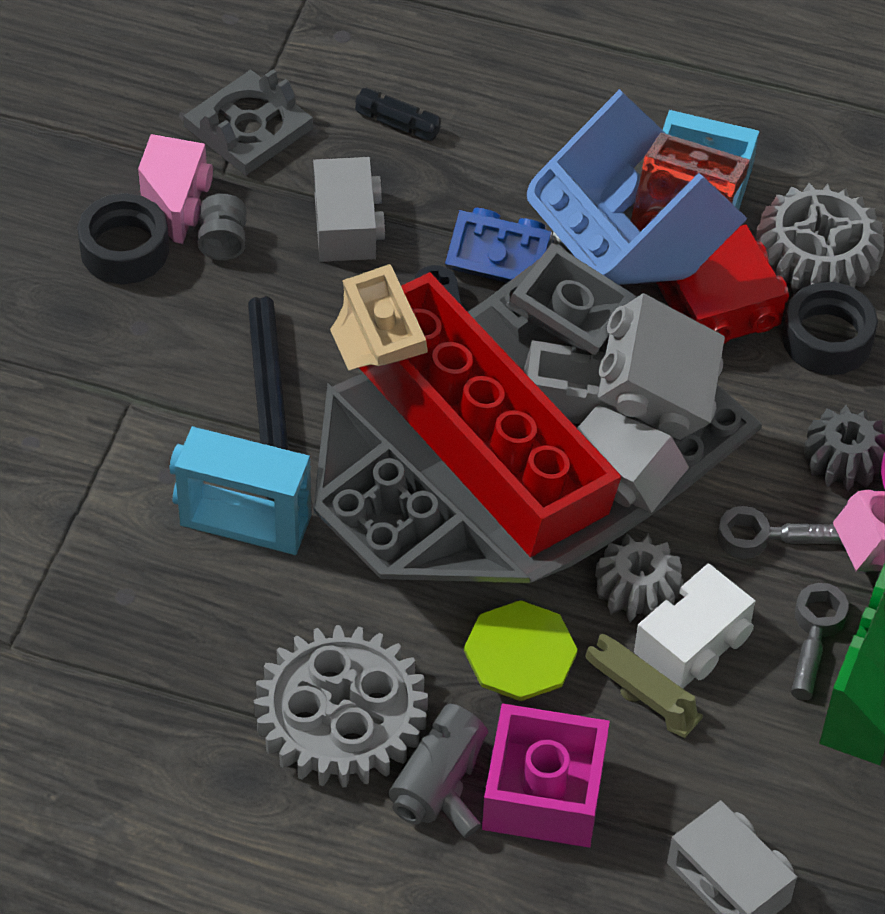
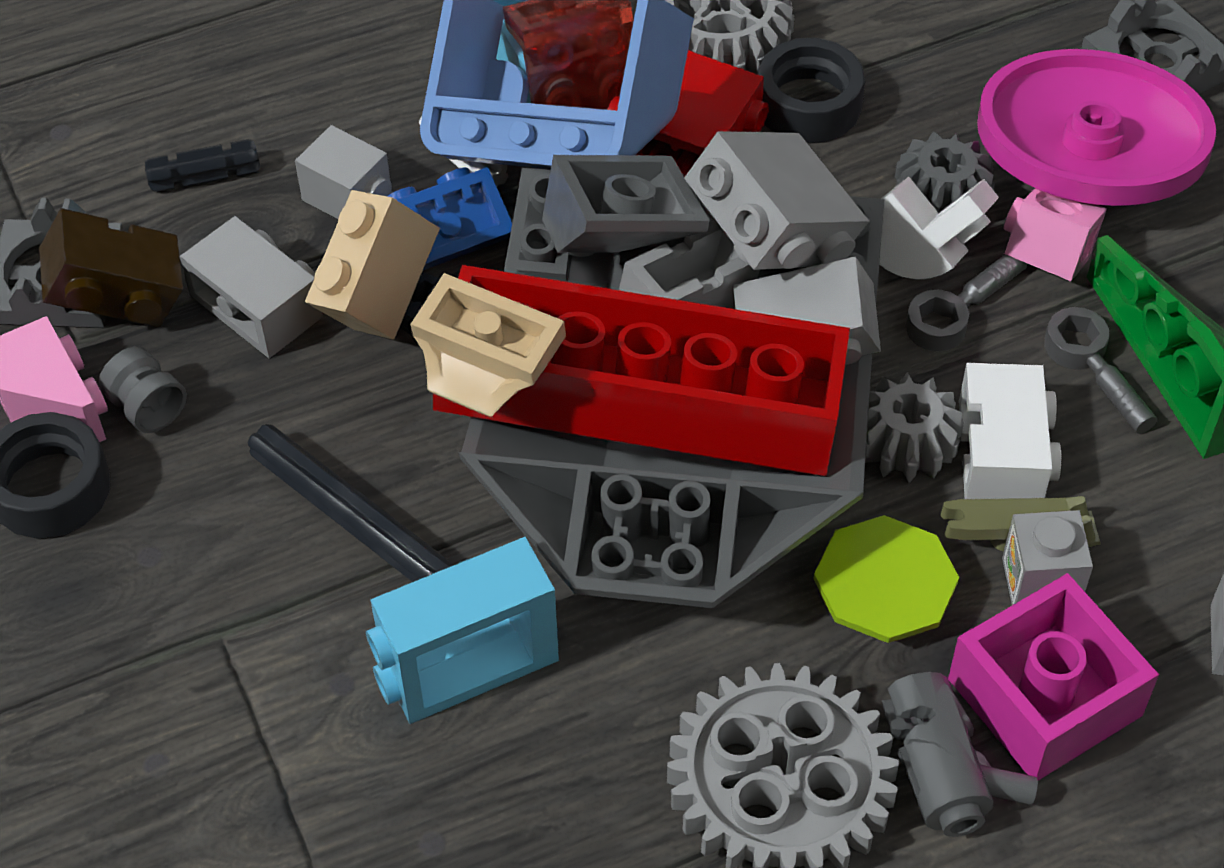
camera: 40 degrees left, 0 degrees up
(268, 141) = (110, 270): none -> dark brown brick
(415, 238) = (372, 264): none -> tan brick
(468, 177) = (338, 165): none -> light grey brick
(633, 713) = (1044, 549): none -> light grey brick
(780, 468) = (928, 243): none -> white brick

